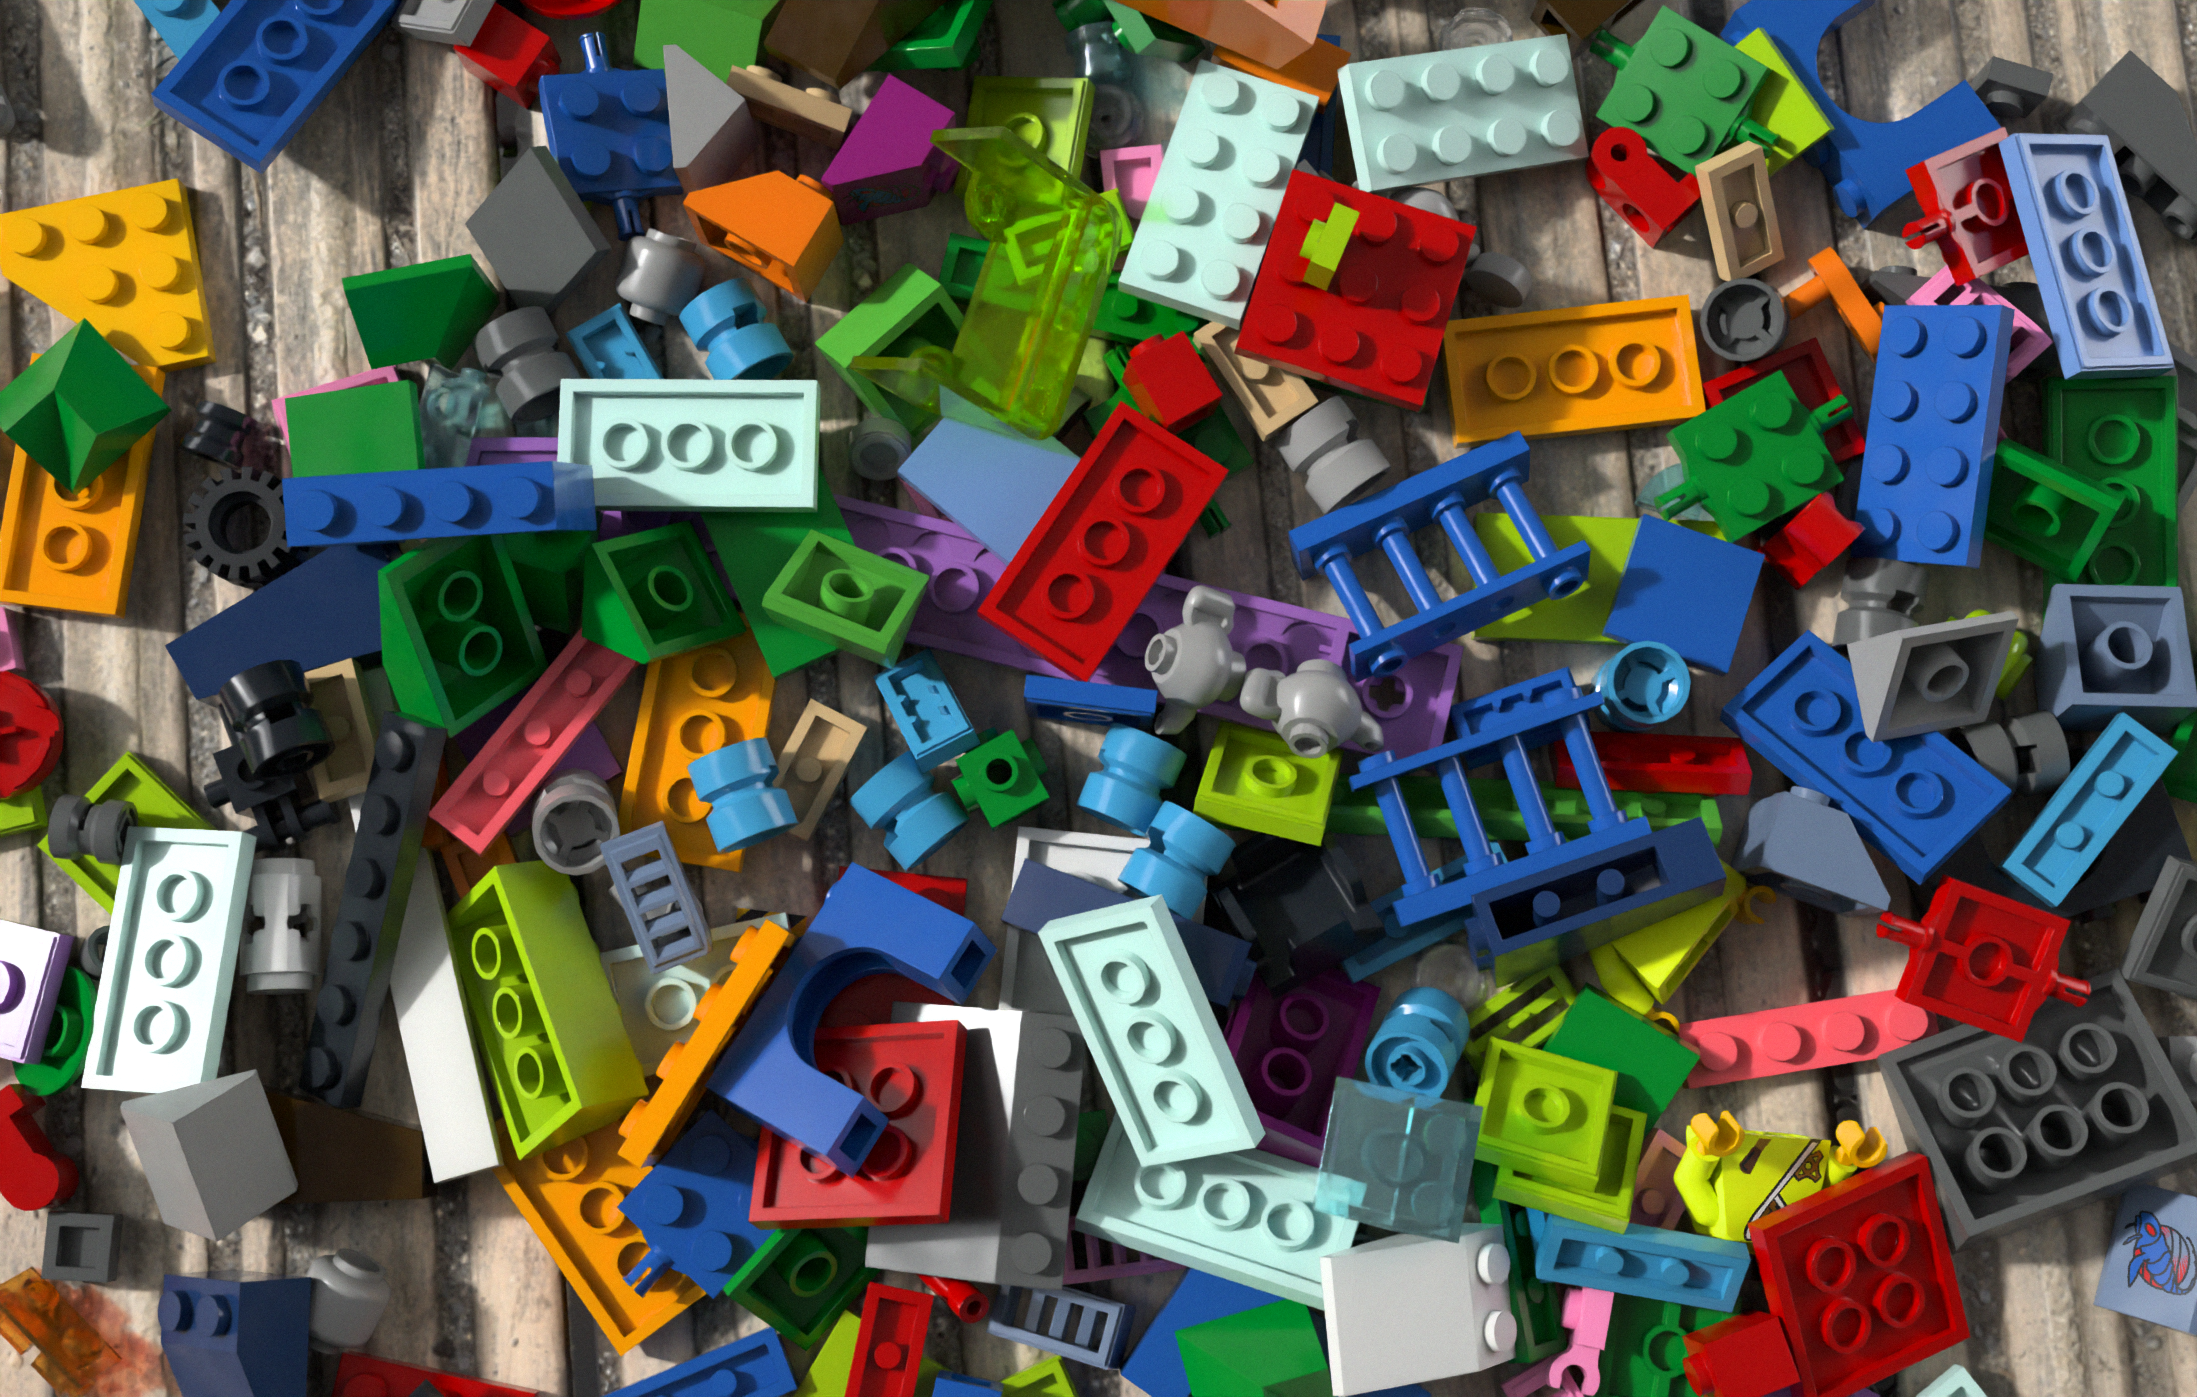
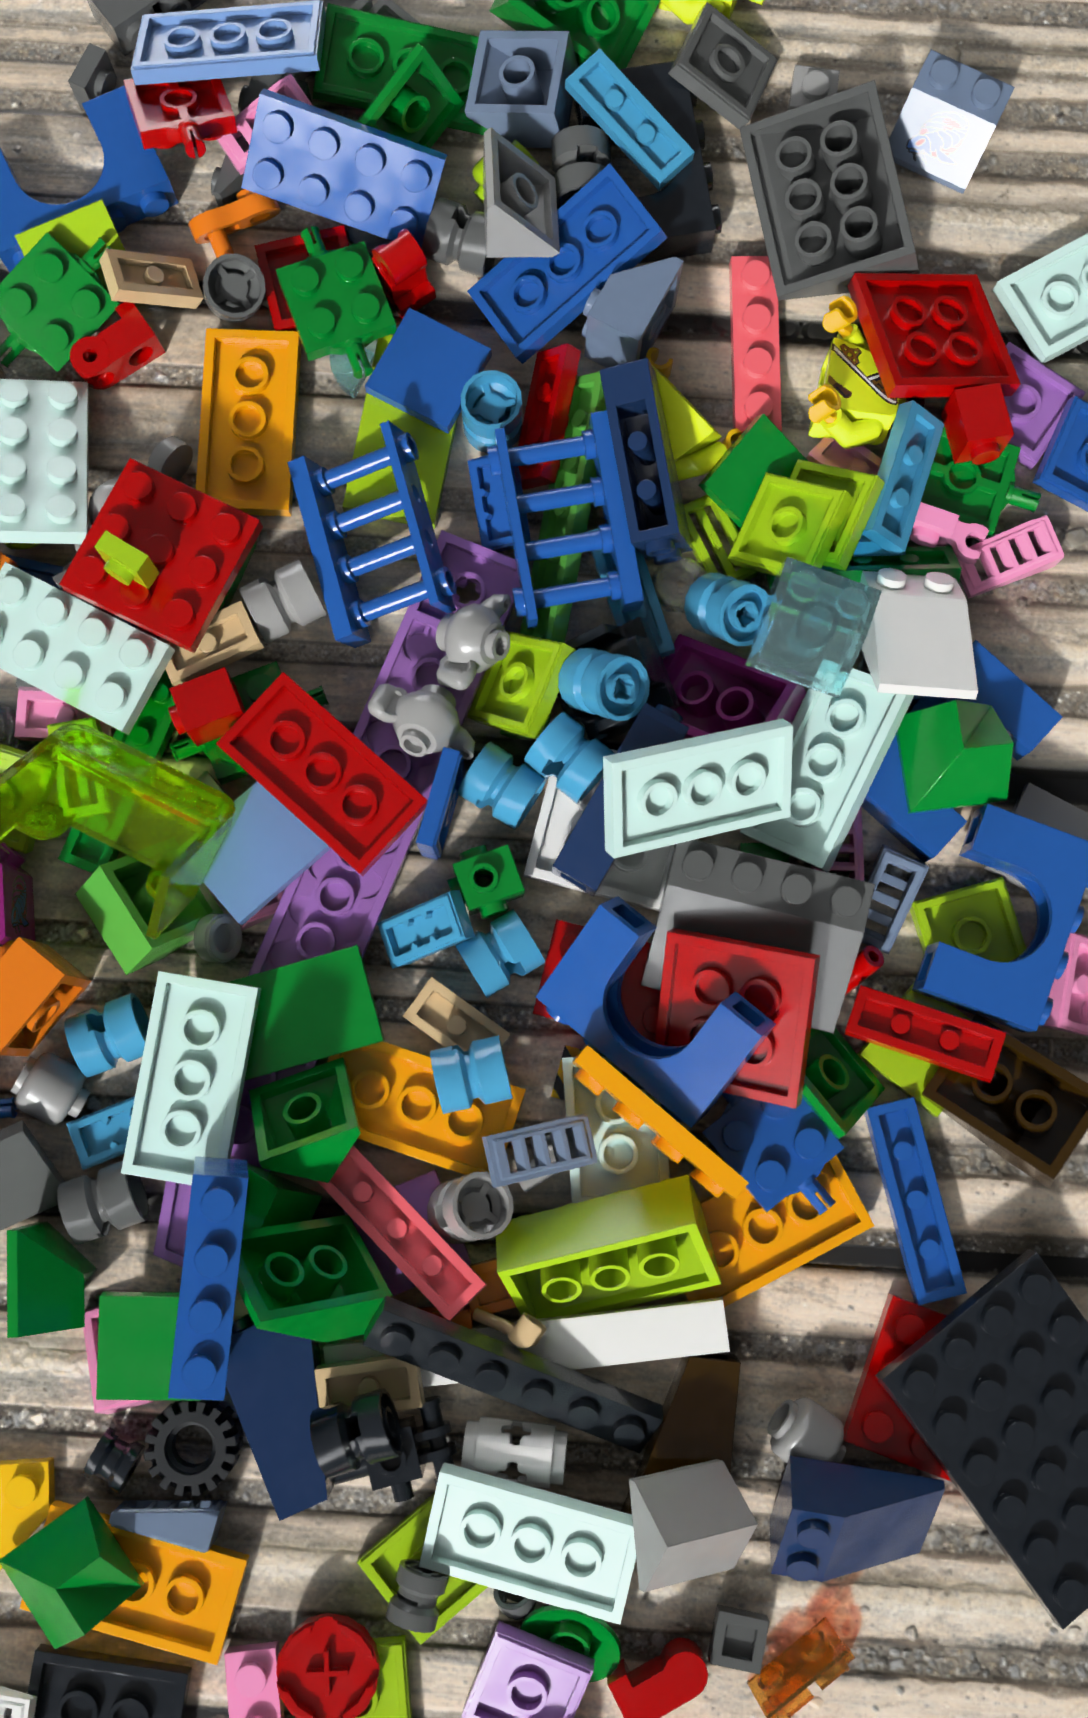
camera: 80 degrees left, 0 degrees up
(152, 523) = (178, 1522): none -> sand blue slope
(423, 911) = (524, 1334): none -> tan hand
(450, 414) = (130, 1269): clear light blue hinge -> none
(847, 598) = (332, 972): bright green slope -> none
(1276, 888) = (604, 683): none -> dark azure wheel
(1982, 958) = (723, 208): red plate -> none

